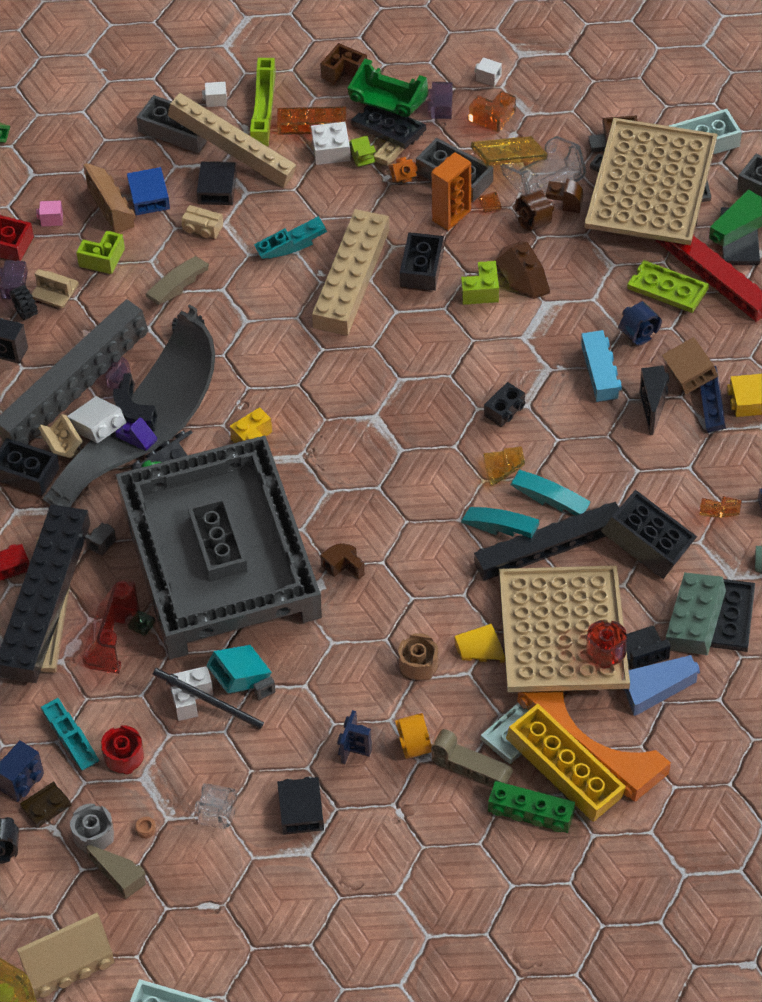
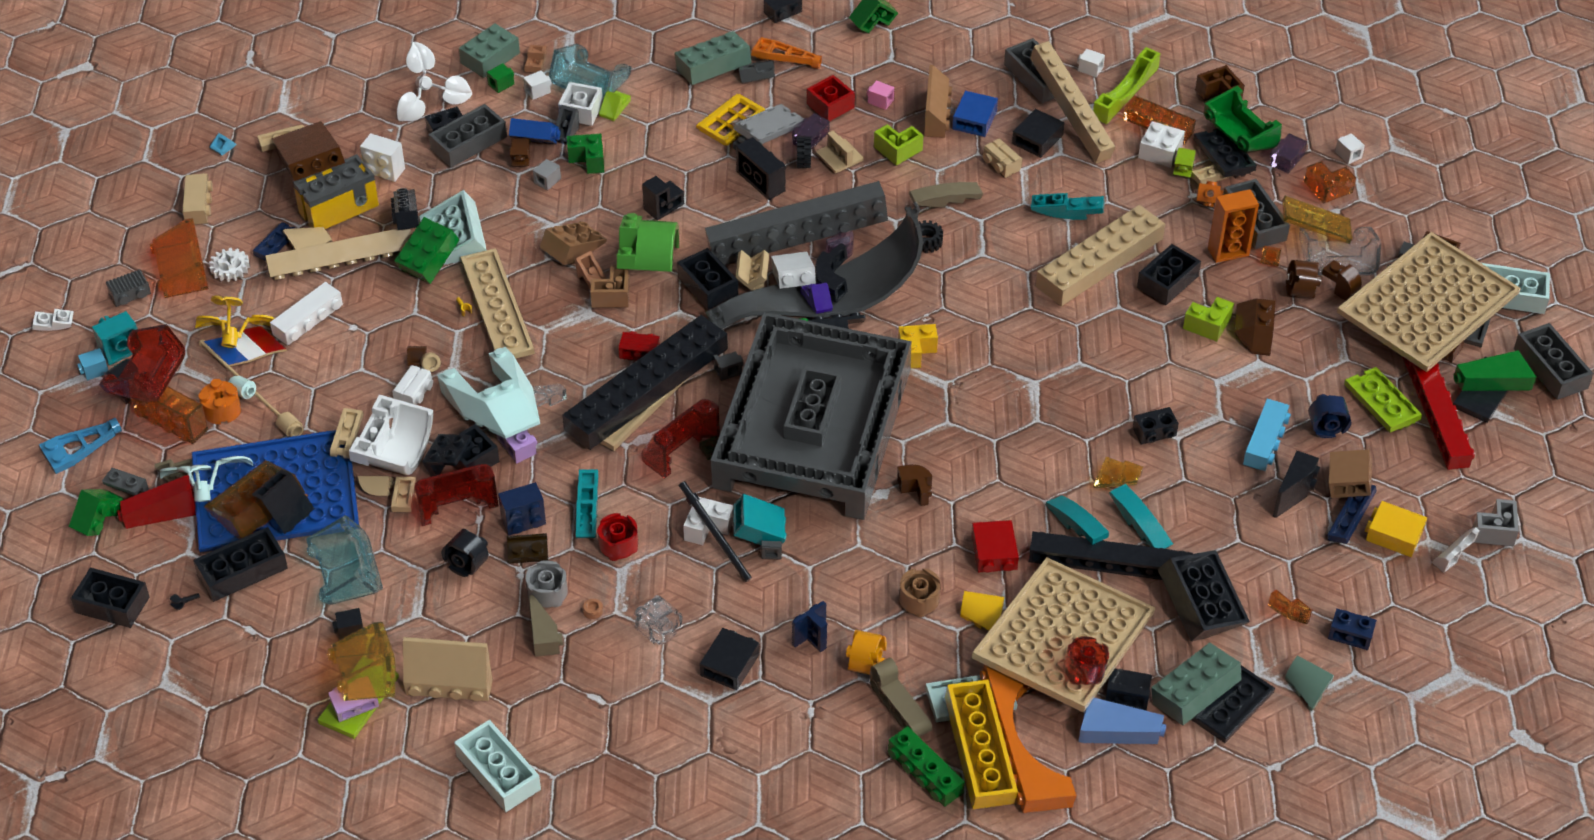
camera: 30 degrees right, 5 degrees down
(449, 582) = (995, 546): none -> red brick

